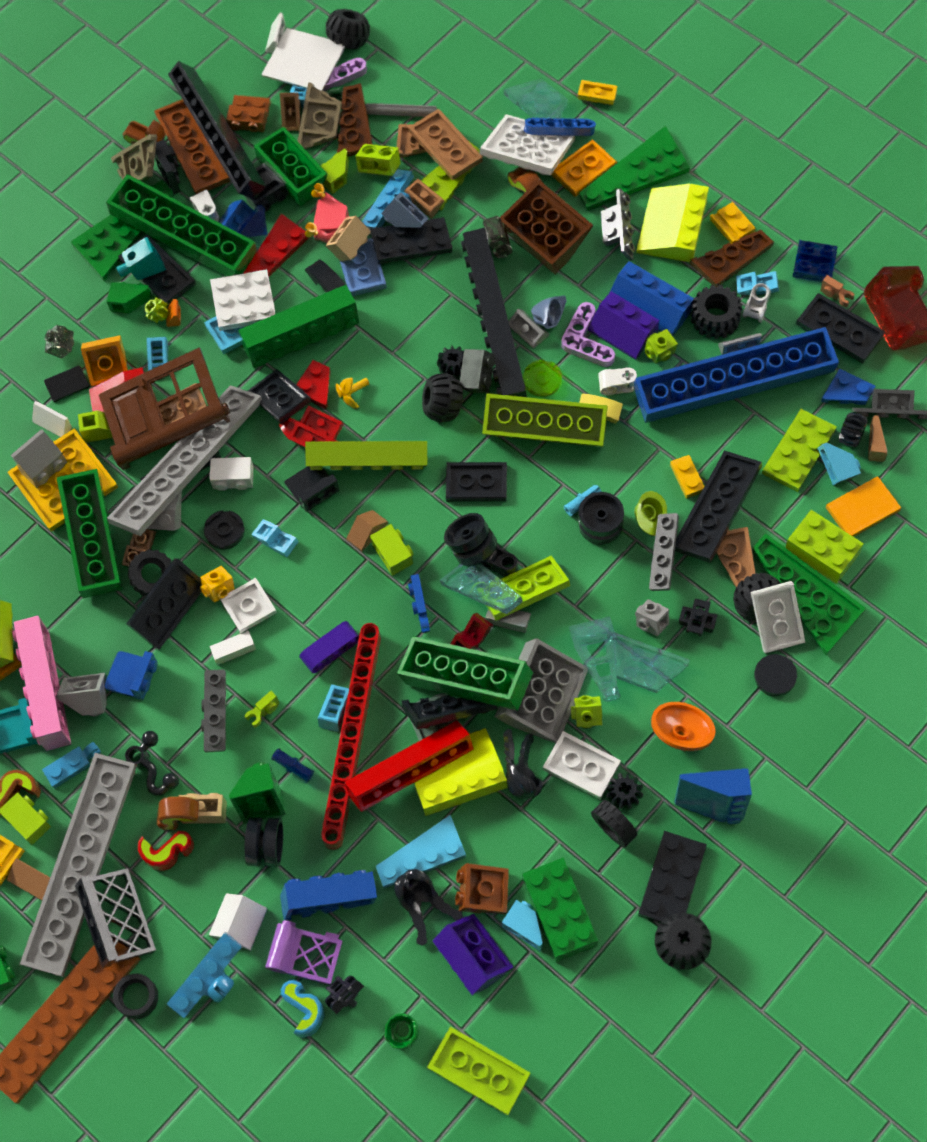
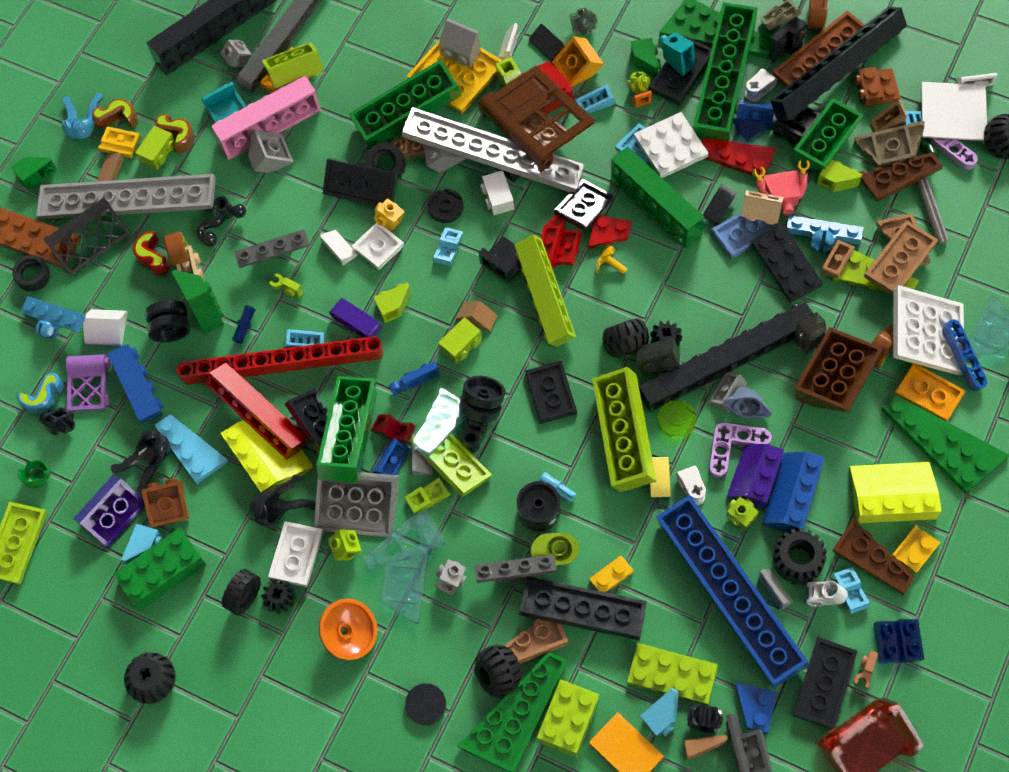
camera: 75 degrees right, 0 degrees up
(70, 764) = (208, 164): dark azure plate -> none
(131, 674) = (294, 180): blue bracket -> none
(324, 605) = (393, 302): none -> lime slope
(378, 159) = (862, 207): lime brick -> none
(403, 213) = (806, 245): sand blue slope -> none
(498, 644) = (391, 458): none -> blue slope
(554, 622) = (428, 496): none -> lime slope
(617, 225) = (872, 441): bracket -> none
(672, 877) = (210, 658): black plate -> none
(699, 616) = (463, 619): black piece -> none
(716, 794) = (276, 671): slope -> none
(778, 617) = (477, 689): white tile -> none

